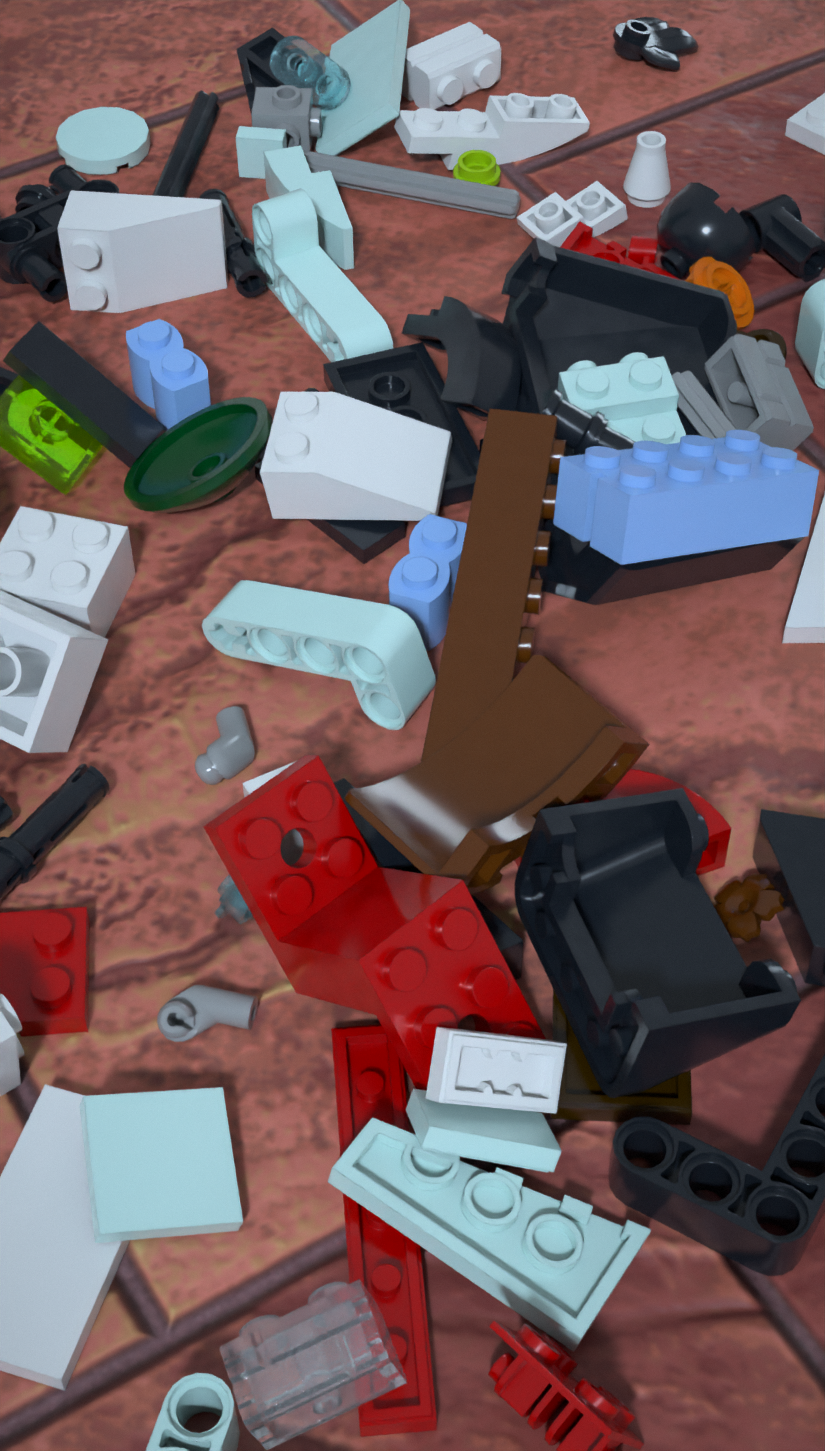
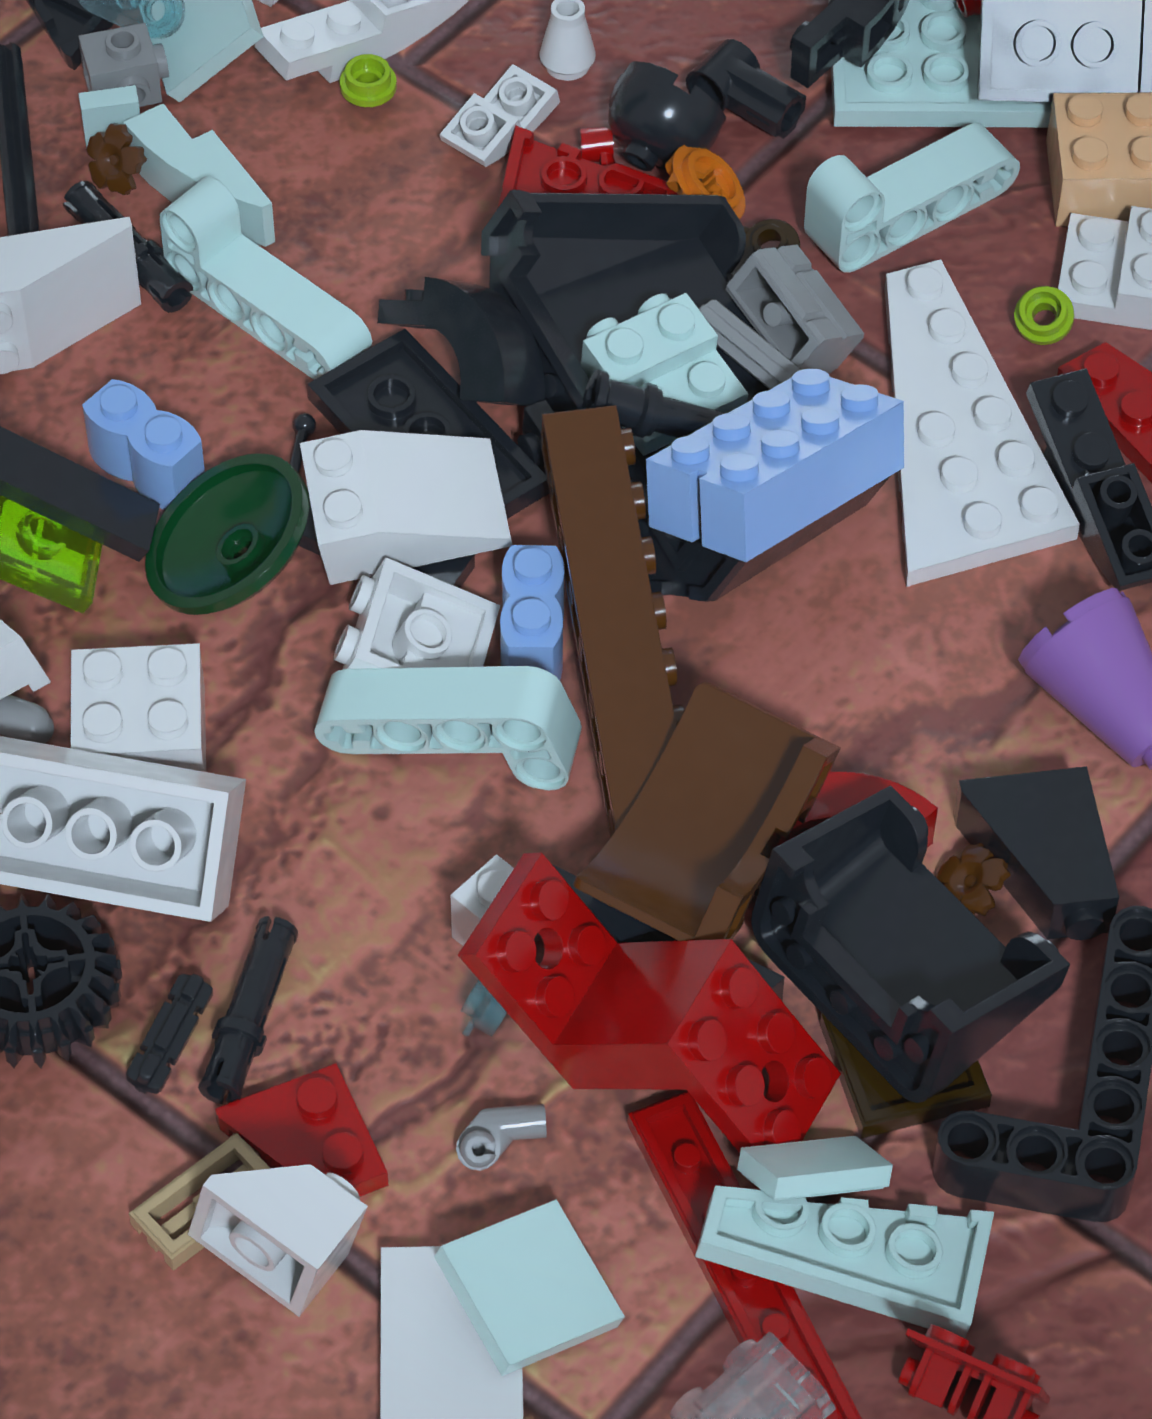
camera: 20 degrees left, 5 degrees up
(230, 752) = (404, 860): light grey arm -> none
(250, 179) = (115, 159): none -> reddish brown plant
(323, 556) = (415, 622): none -> white plate
(417, 185) = (302, 116): light grey axle -> none
(495, 1070) = (810, 1108): white plate -> none

